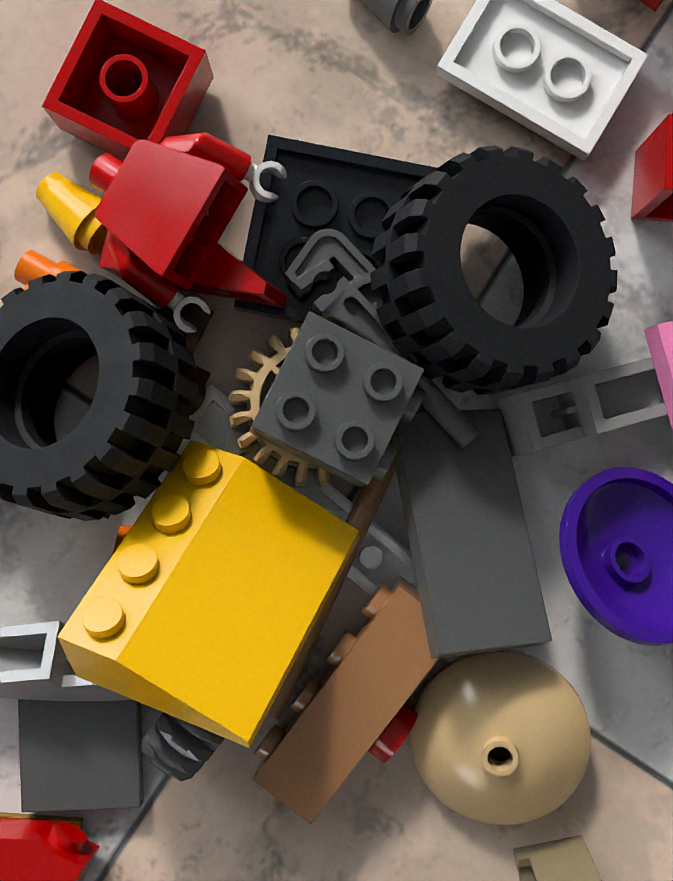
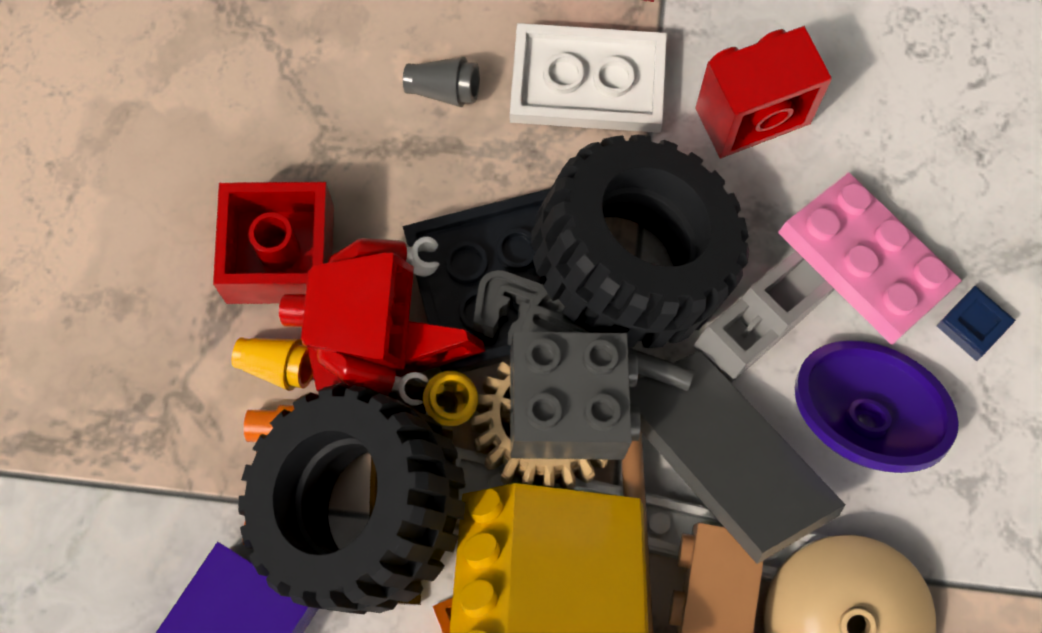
camera: 30 degrees left, 15 degrees down
(219, 358) = (459, 389): none -> yellow cone

